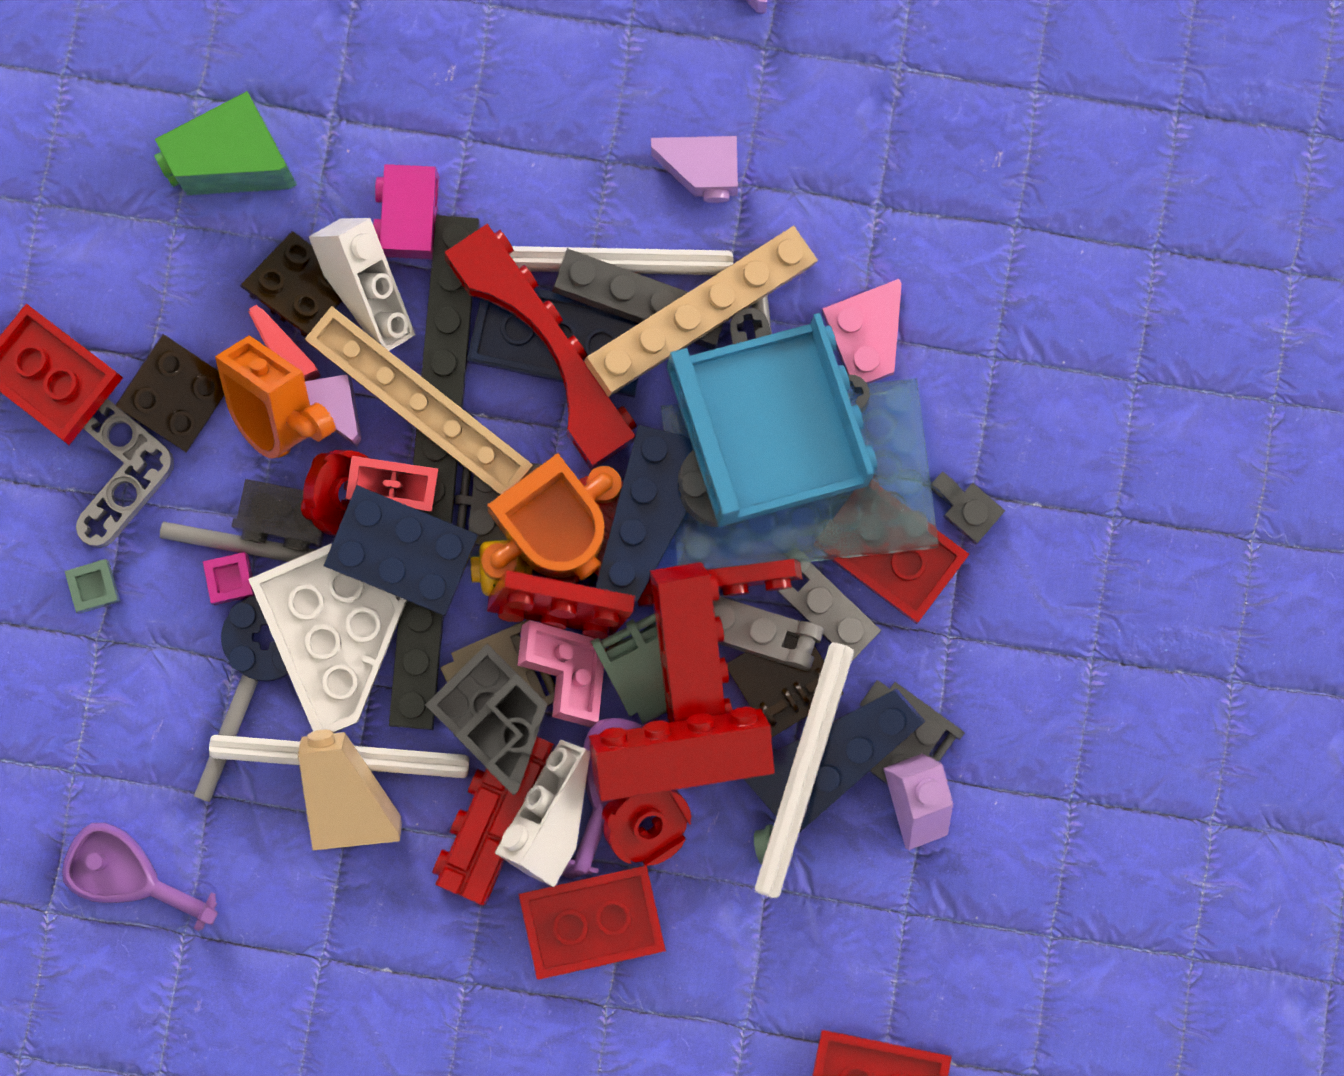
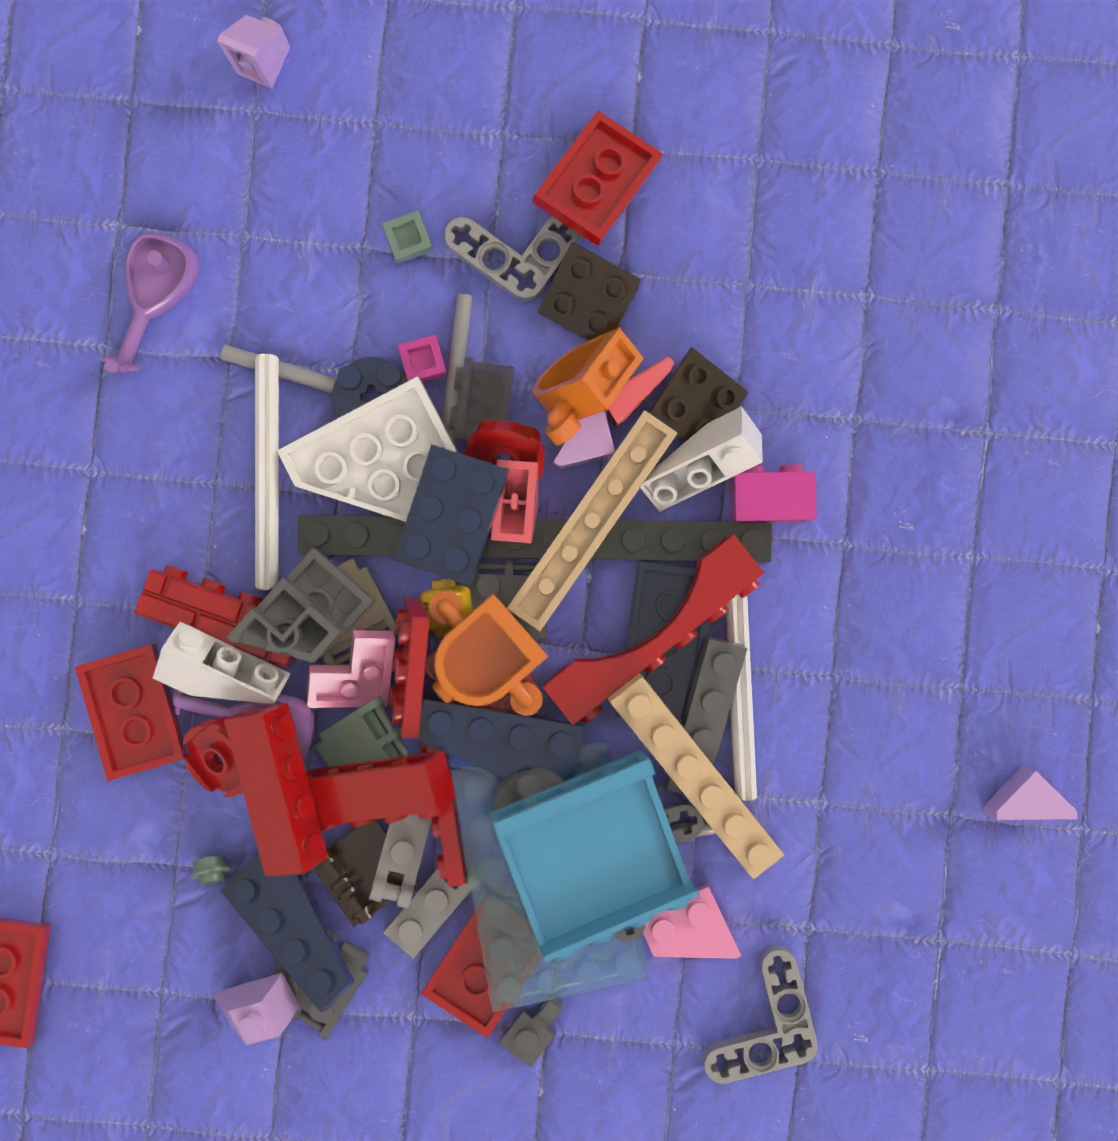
camera: 85 degrees right, 5 degrees up
(224, 152) = (817, 321): bright green slope -> none
(343, 795) = (226, 480): tan slope -> none
(701, 164) = (835, 765): lavender slope -> none
(804, 770) = (273, 902): white axle -> none
(976, 239) = (785, 1028): none -> light grey beam

